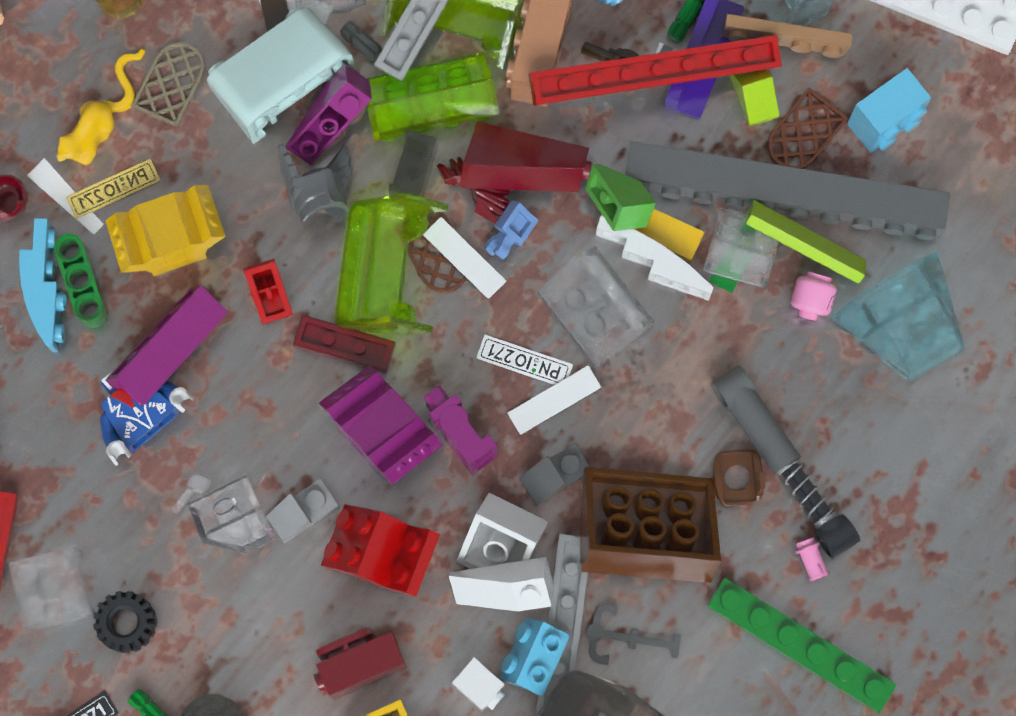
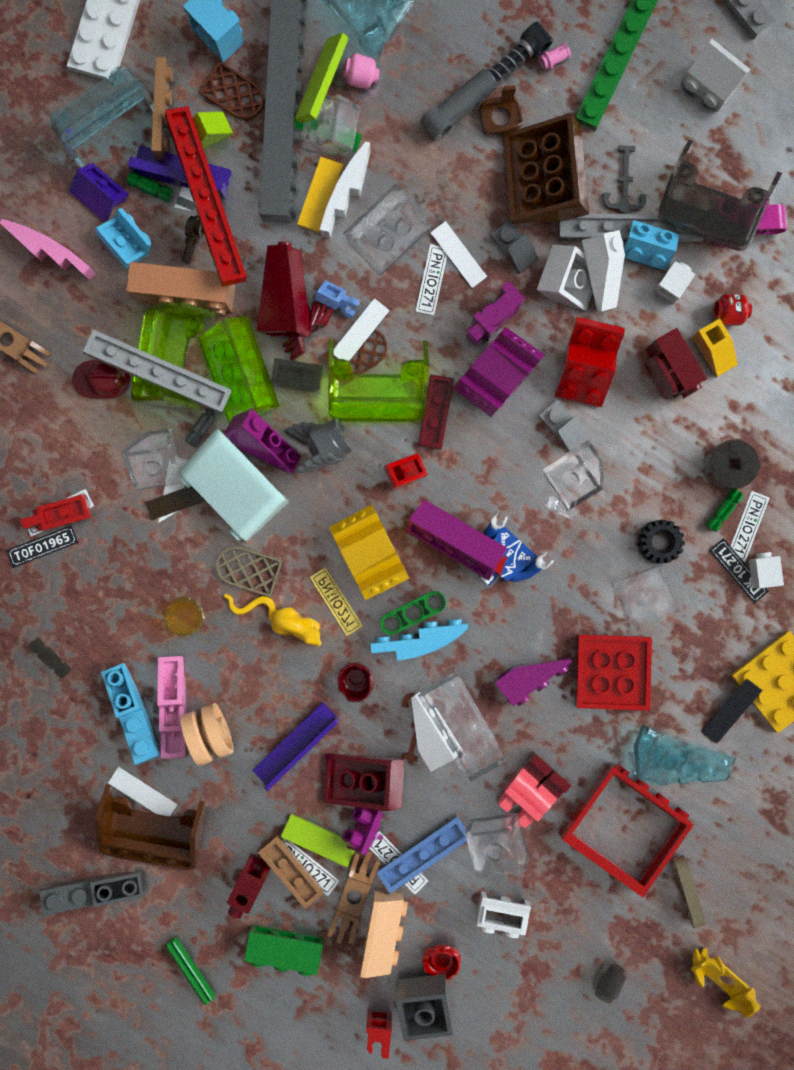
camera: 100 degrees left, 10 degrees up
(54, 185) = (339, 645): white sticker -> none
(619, 198) = (305, 216): bright green slope -> none

